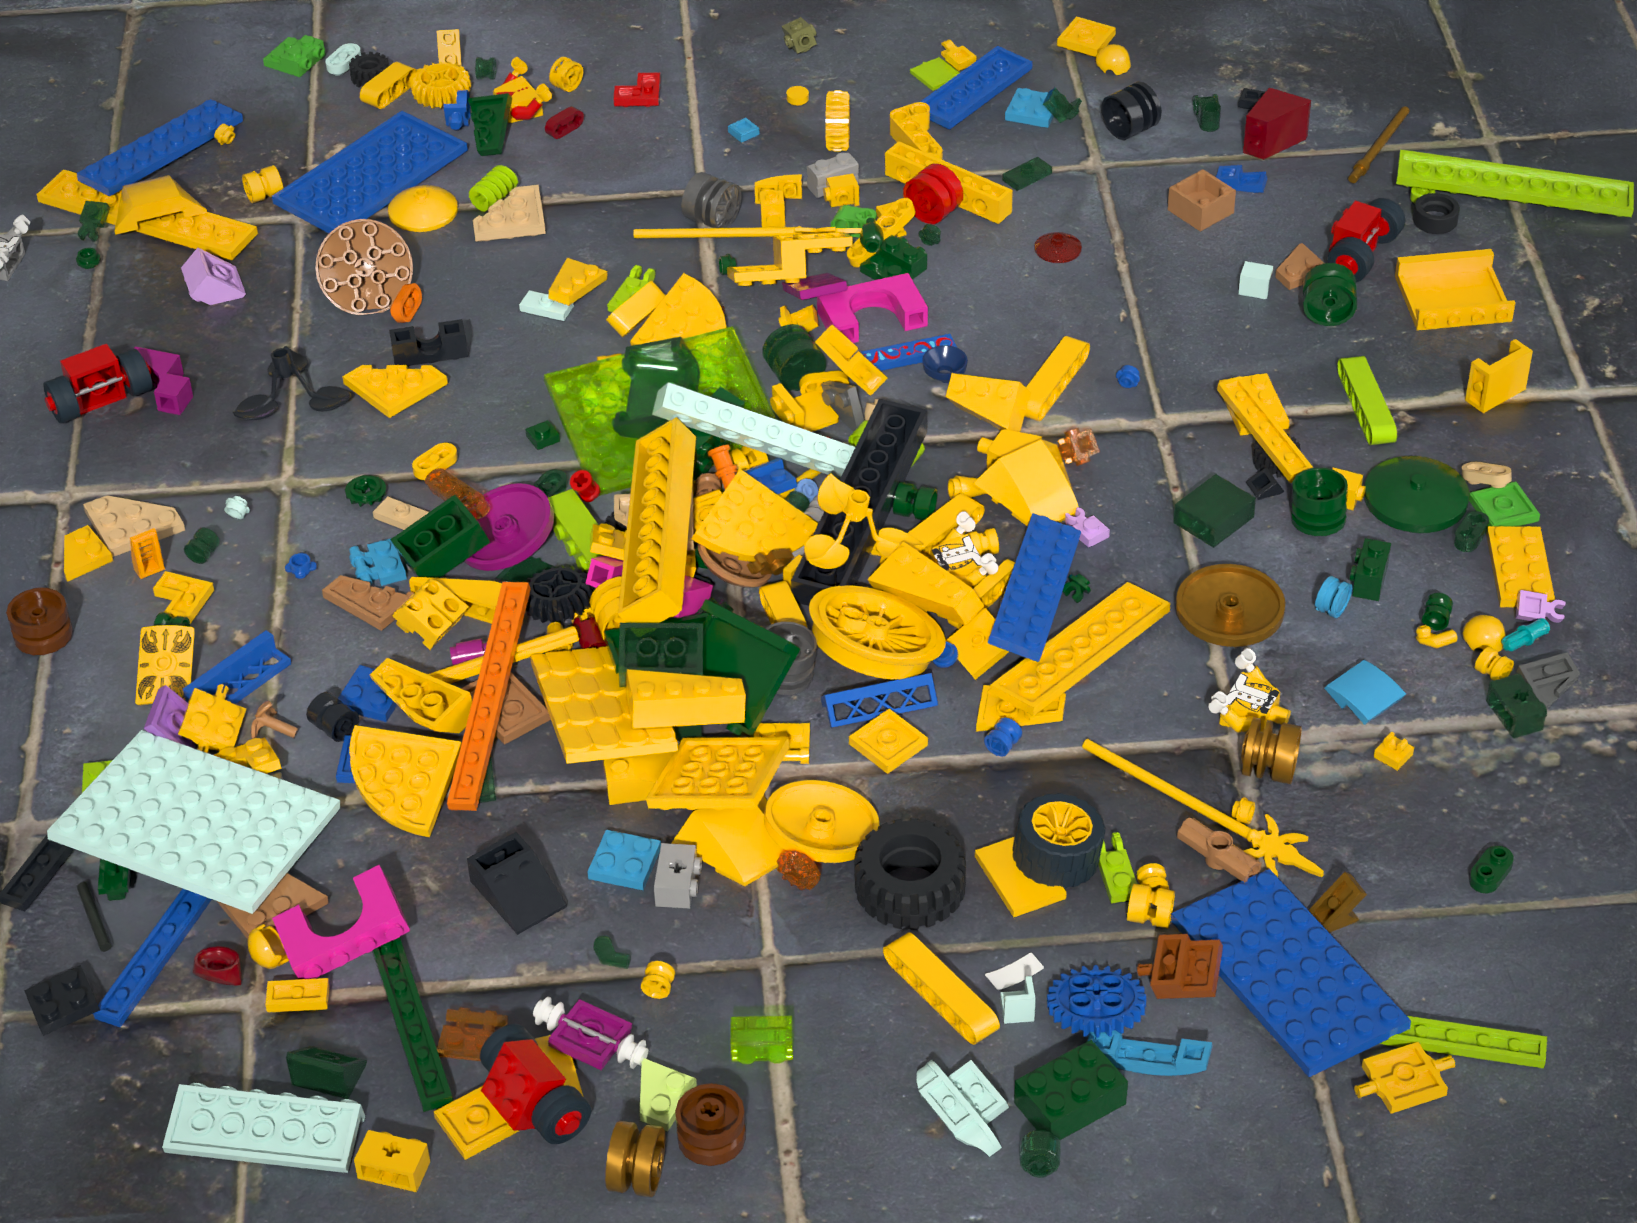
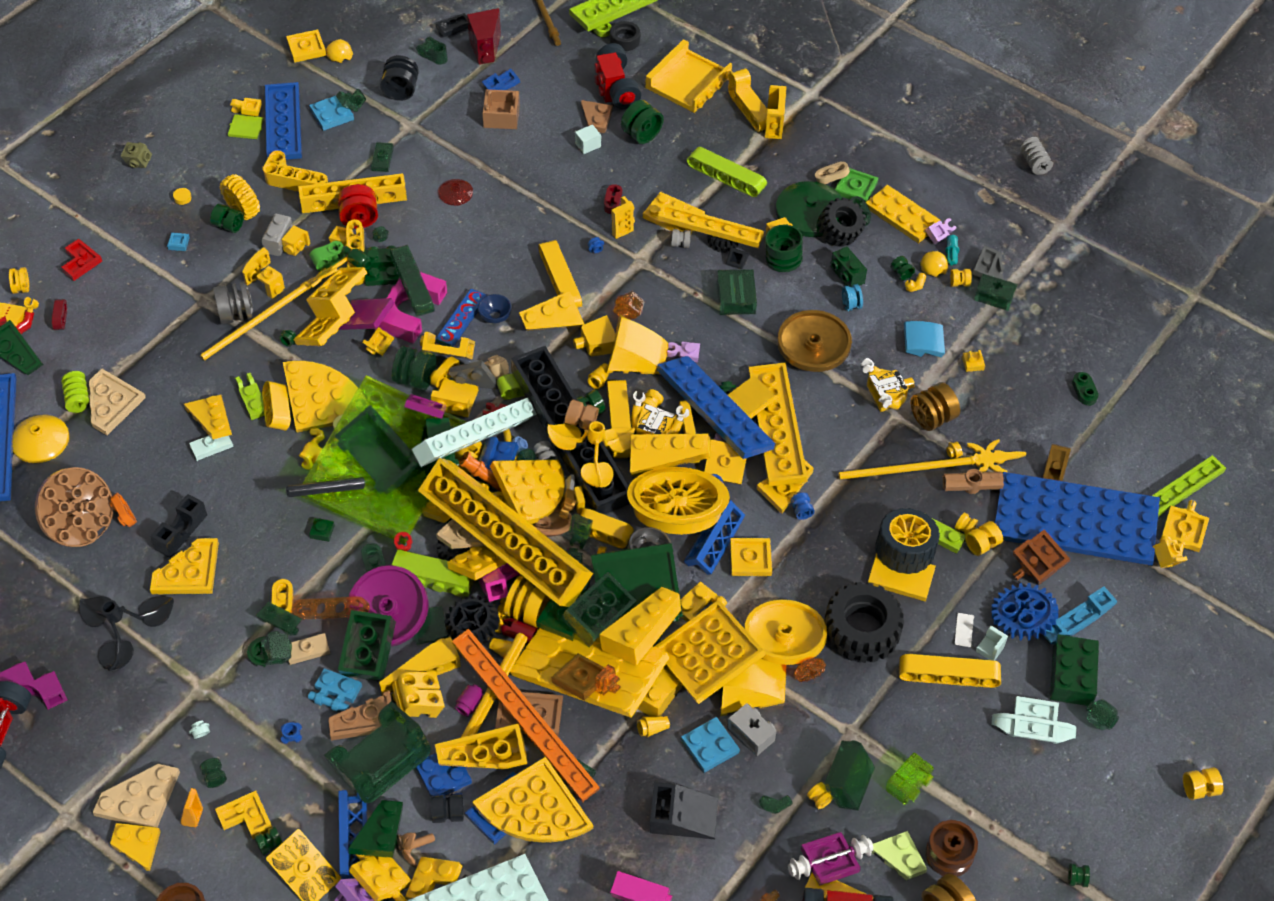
camera: 50 degrees left, 10 degrees up
(250, 689) = (380, 831): none -> dark green wing
(331, 637) = (382, 756): none -> clear green windscreen
(369, 488) = (276, 648): none -> clear green brick
(408, 473) = (280, 618): none -> clear green hinge
(570, 387) = (325, 487): none -> black axle
(570, 696) = (578, 676): none -> pearl gold plate
(582, 712) = (607, 680): none -> clear orange tile
(593, 800) = (652, 725): none -> yellow cone
(701, 978) = (849, 775): none -> clear green brick
(743, 382) = (425, 406): none -> magenta tile
(754, 590) = (581, 529): none -> clear green plate
(806, 133) = (227, 218): none -> dark green wheel
(873, 481) = (581, 415): none -> medium nougat wheel
(890, 282) = (412, 280): none -> clear green beam
(1084, 605) = (752, 396): none -> yellow tile
(1181, 366) = (622, 218): none -> yellow bracket
(1207, 350) = (609, 198): none -> dark red beam
(1223, 424) = (681, 238): none -> light grey wheel
(1334, 1079) = (1168, 552): none -> yellow brick
(1427, 502) = (849, 213): none -> black tyre
(1492, 336) = (746, 99): none -> yellow beam

